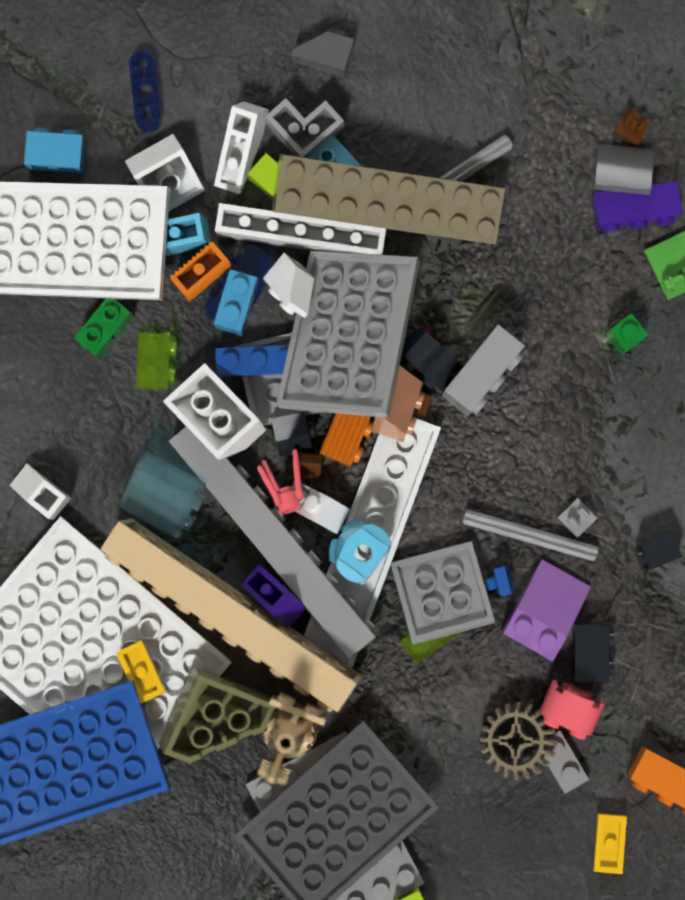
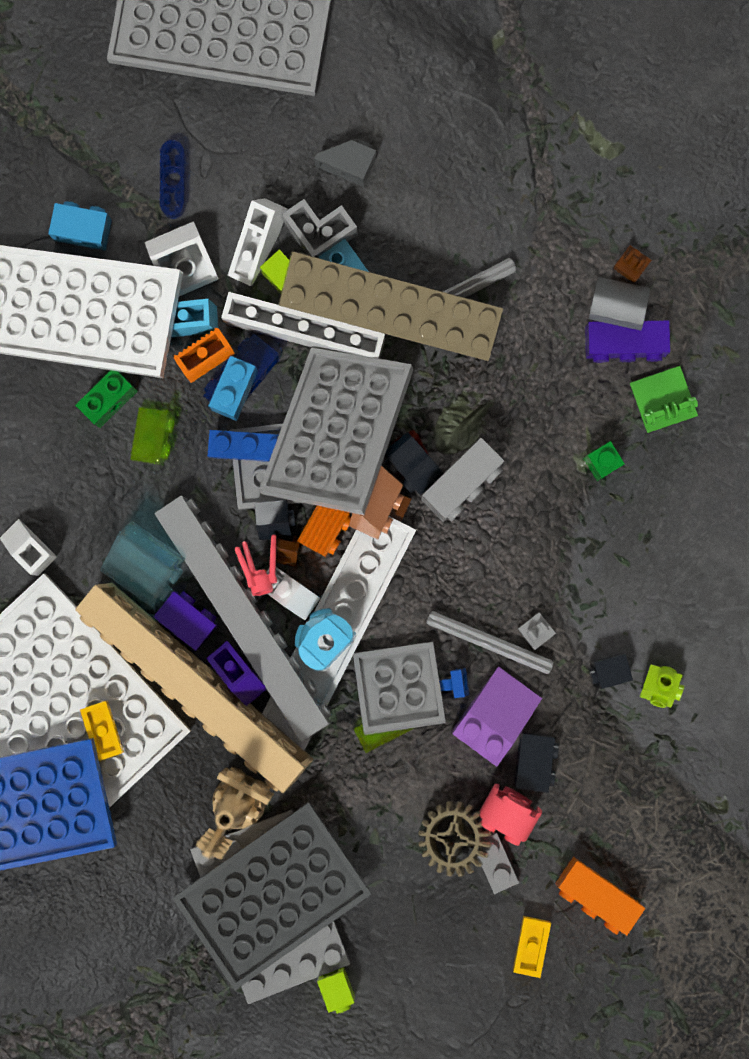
camera: 10 degrees right, 0 degrees up
(213, 716) = (165, 781): olive brick -> none
(214, 414) = (200, 492): white slope -> none
(214, 548) = (187, 620): none -> dark purple brick
(290, 285) = (287, 377): white slope -> none

